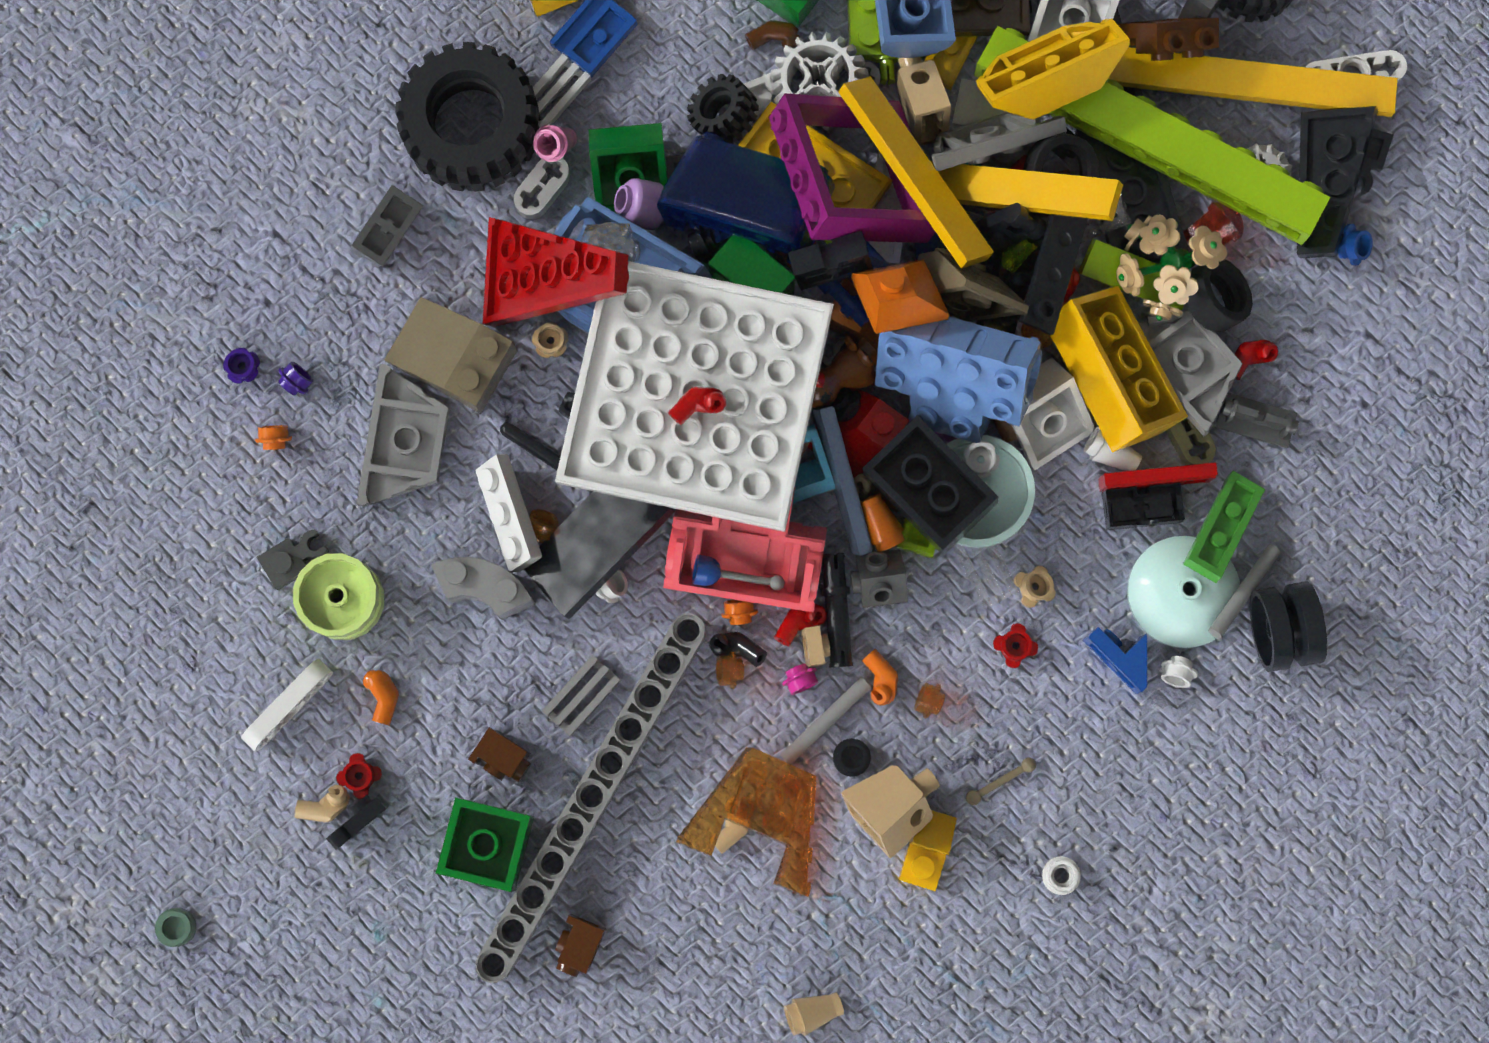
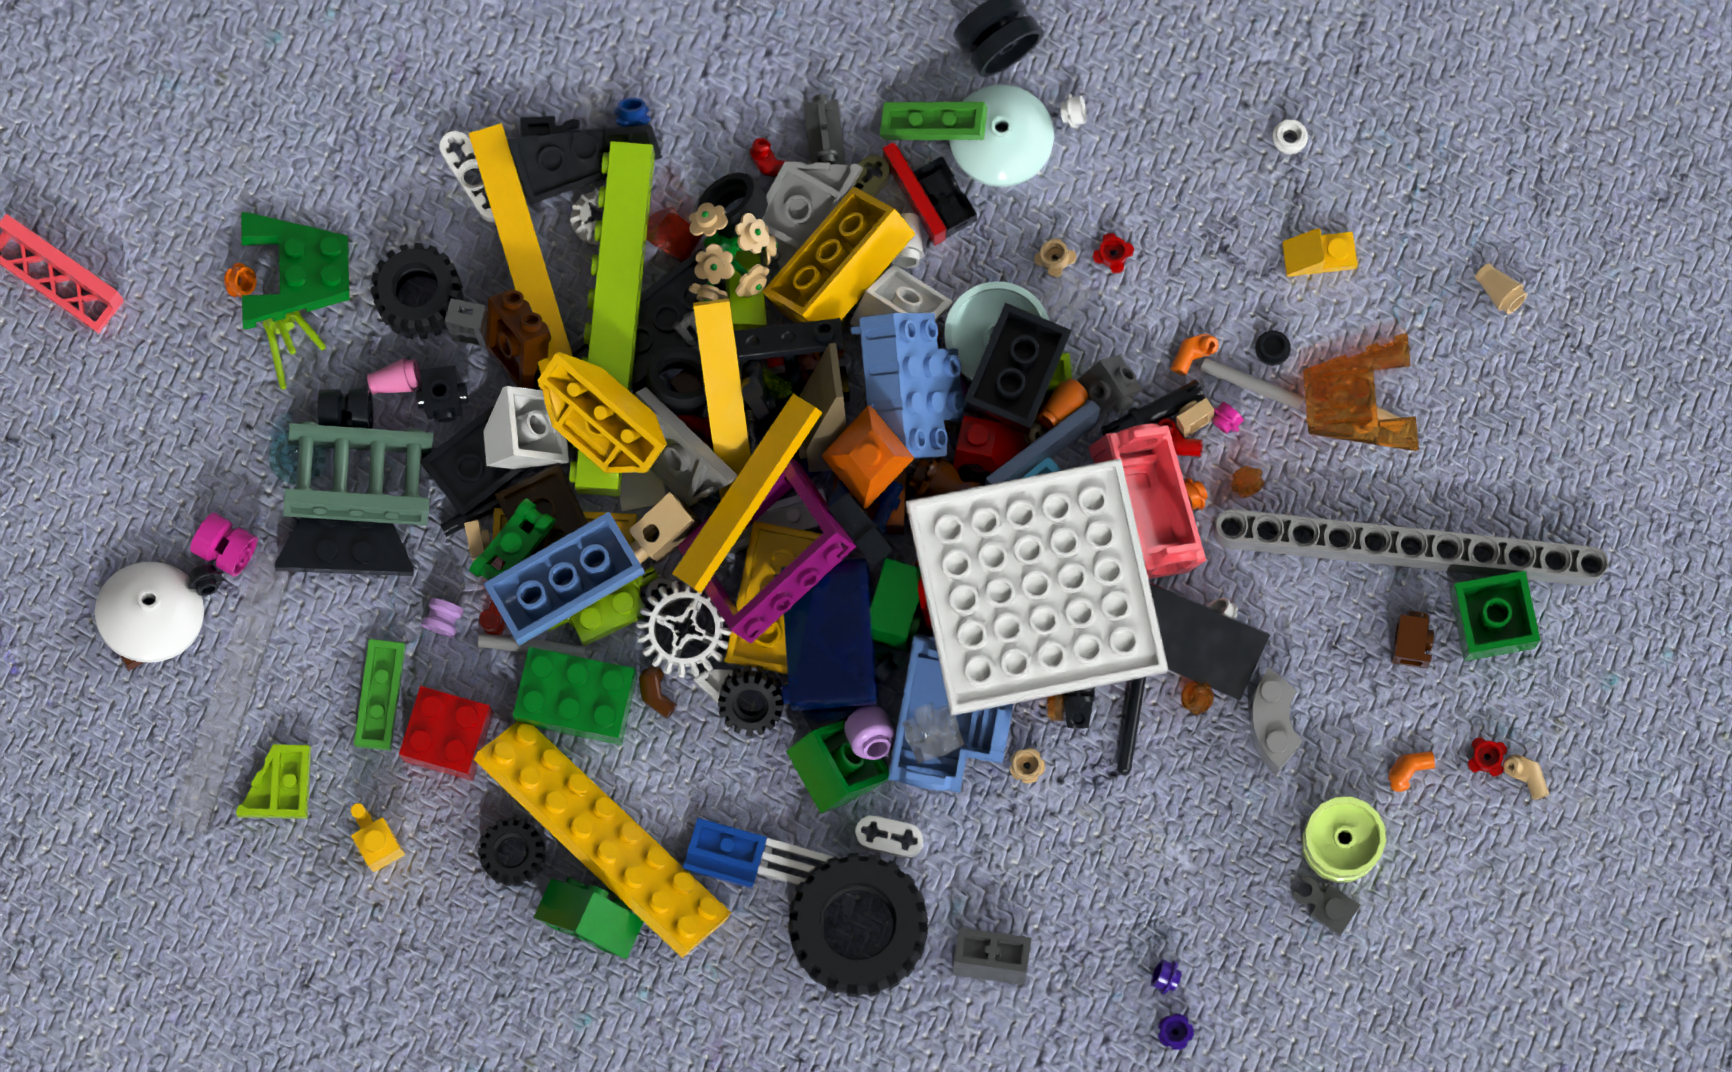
camera: 110 degrees left, 5 degrees down
(175, 927) = (1691, 855): sand green tile -> none
(273, 437) = (1226, 971): orange plate -> none
(287, 705) = (1457, 845): white beam -> none
(364, 813) = (1521, 734): black plate -> none
(402, 440) = (1176, 854): light grey wing -> none
(452, 354) = (1080, 847): dark tan slope -> none
(508, 513) = (1200, 727): white plate -> none
(545, 273) = (981, 784): red wing -> none
(553, 142) = (847, 836): bright pink cone -> none
(570, 685) = (1331, 585): light grey tile -> none
(578, 945) = (1539, 502): reddish brown brick -> none
(697, 400) = (1044, 576): red arm -> none
(708, 572) = (1174, 528): hinge -> none
(739, 644) = (1221, 480): black arm -> none
(891, 806) = (1301, 292): tan torso -> none
(929, 700) = (1194, 304): clear orange plate -> none
(974, 797) = (1257, 235): dark tan hinge -> none
(985, 450) = (974, 331): white plate -> none
(1127, 665) = (1084, 152): blue slope -> none
(1244, 591) = (980, 83): light grey bar -> none

